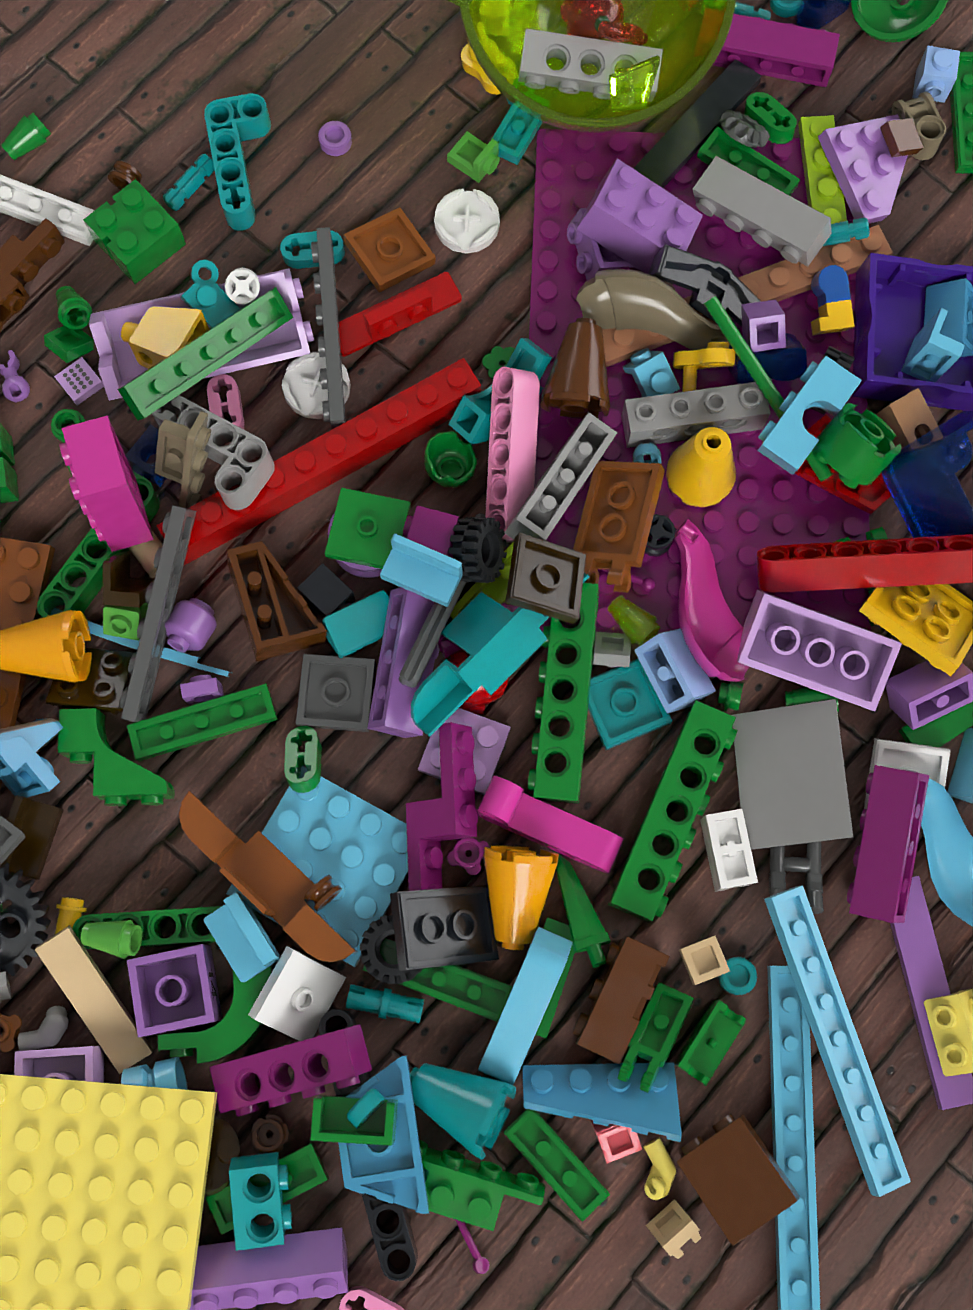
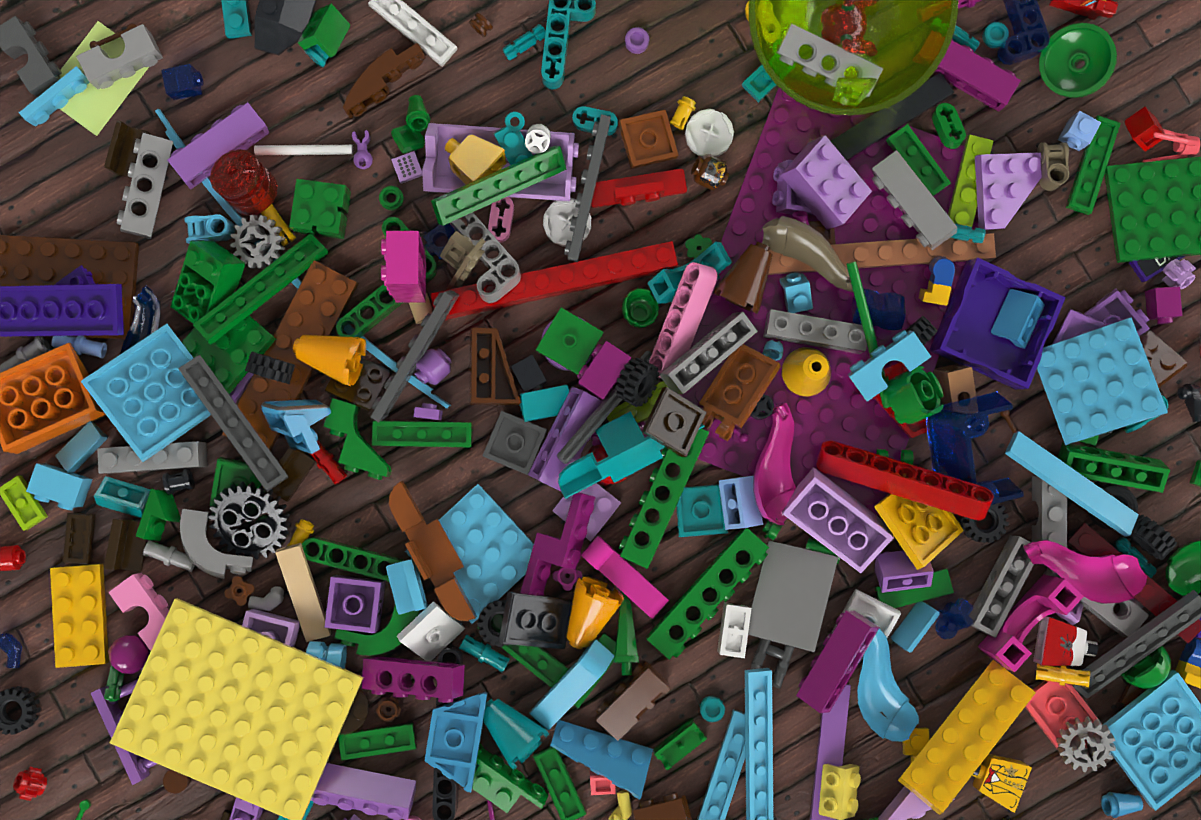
camera: 15 degrees right, 10 degrees up
(79, 805) = (327, 463): none -> red pin
(113, 937) = (326, 560): bright green cone -> none
(118, 586) = (397, 330): dark brown panel -> none
(123, 620) = (392, 348): bright green bracket -> none
(135, 231) = (477, 70): green piece -> none
(252, 1200) = (366, 748): teal brick -> none
(295, 759) = (485, 482): green beam -> none
(323, 892) = (466, 573): reddish brown bush -> none
(332, 1125) = (442, 724): green panel -> none
(365, 1107) = (451, 720): teal tile -> none
(422, 570) = (594, 390): medium azure panel -> none
(425, 196) = (683, 112): none -> yellow pin
(474, 156) = (730, 88): bright green bracket -> none
(484, 263) = (710, 172): none -> head
(612, 650) = (705, 473): light grey plate -> none
(633, 620) = (725, 460): clear neon green cone -> none
(656, 1033) = (648, 728): green hinge -> none
(704, 279) = (859, 246): black plate -> none
(704, 960) = (693, 694): tan tile -> none
(715, 355) = (843, 297): yellow piece -> none
(744, 129) = (925, 131): dark grey gear -> none
(763, 325) = (883, 288): medium lavender brick -> none
(901, 137) = (1034, 174): tile -> none
(931, 351) = (990, 343): medium azure panel -> none

